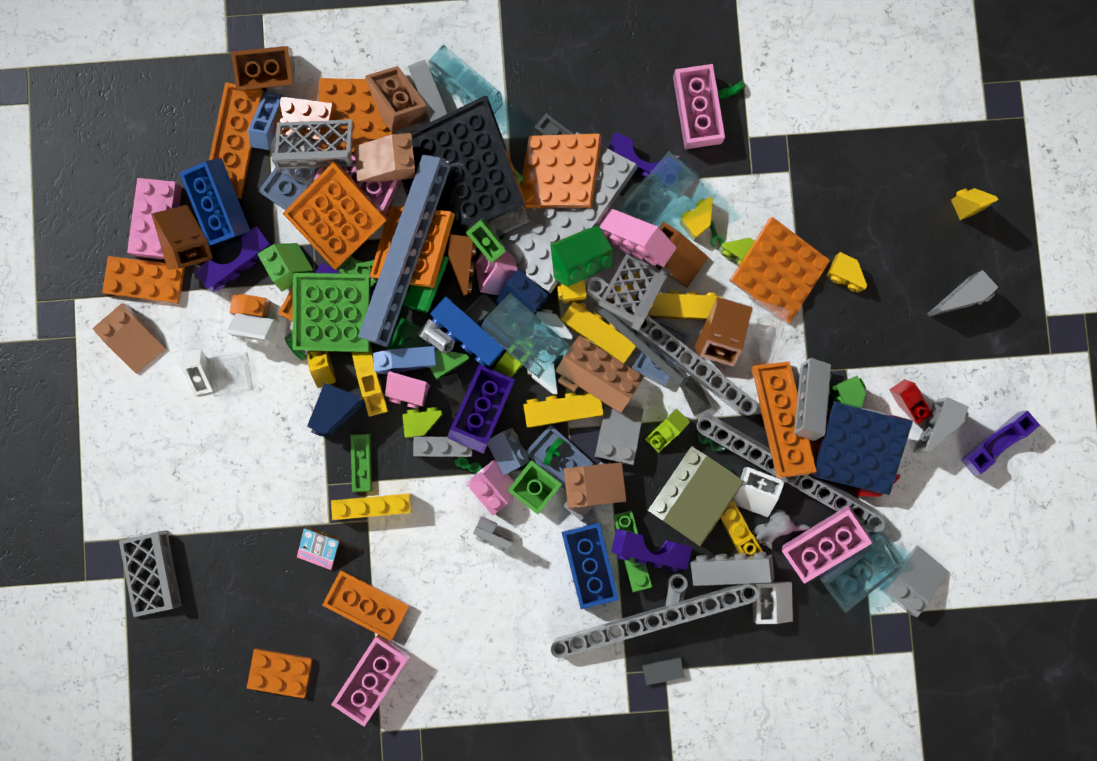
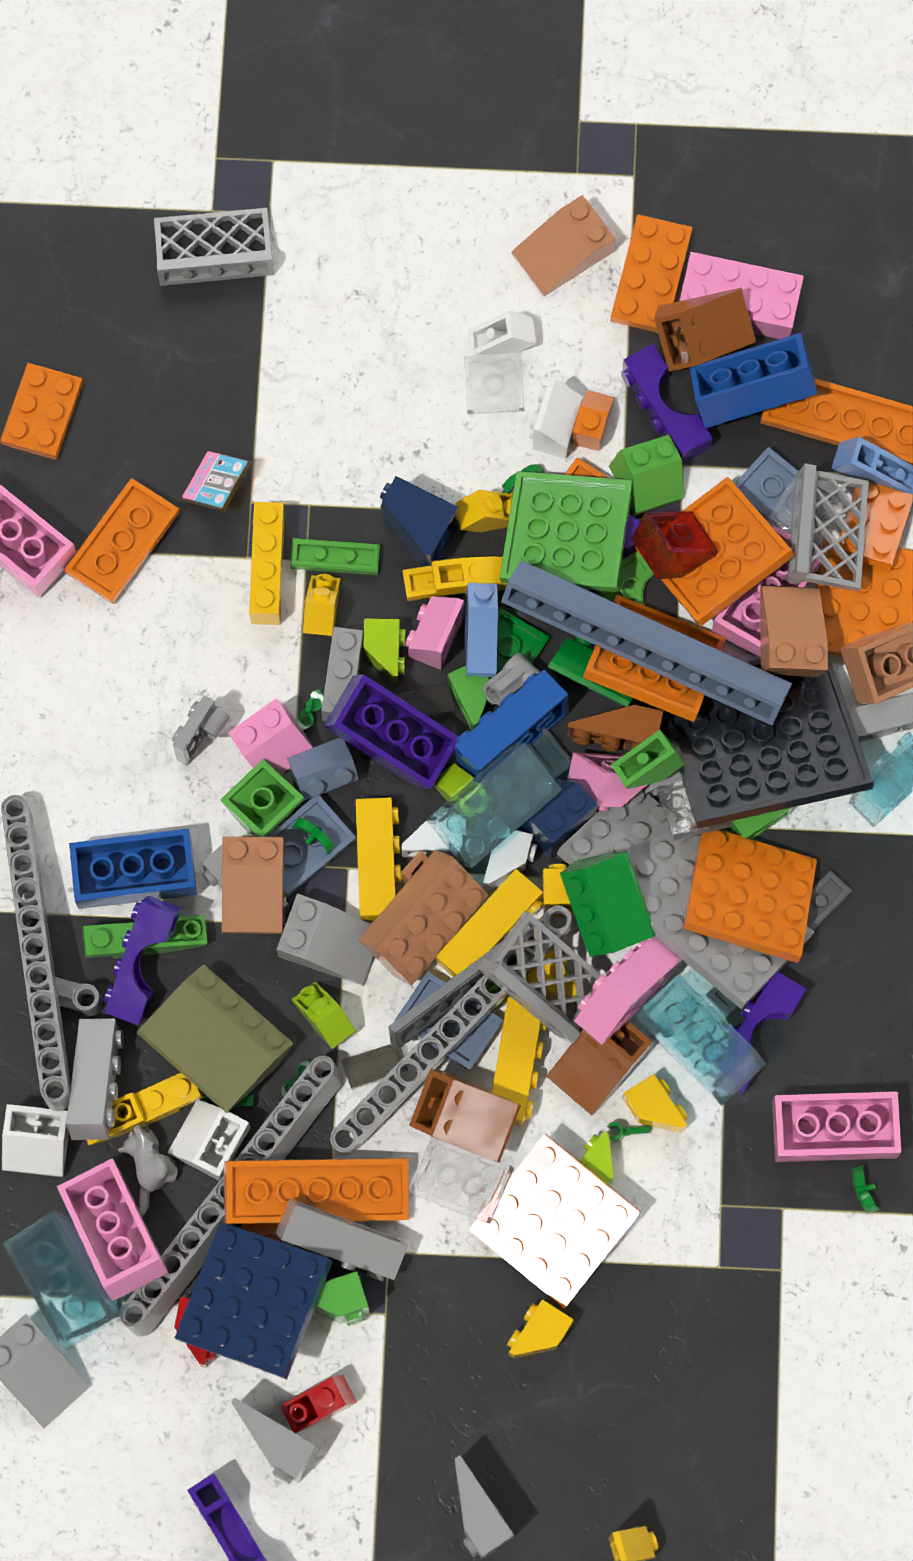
camera: 95 degrees right, 10 degrees down
(333, 241) = (673, 543): none -> clear red slope
(396, 467) = (321, 605): none -> yellow slope

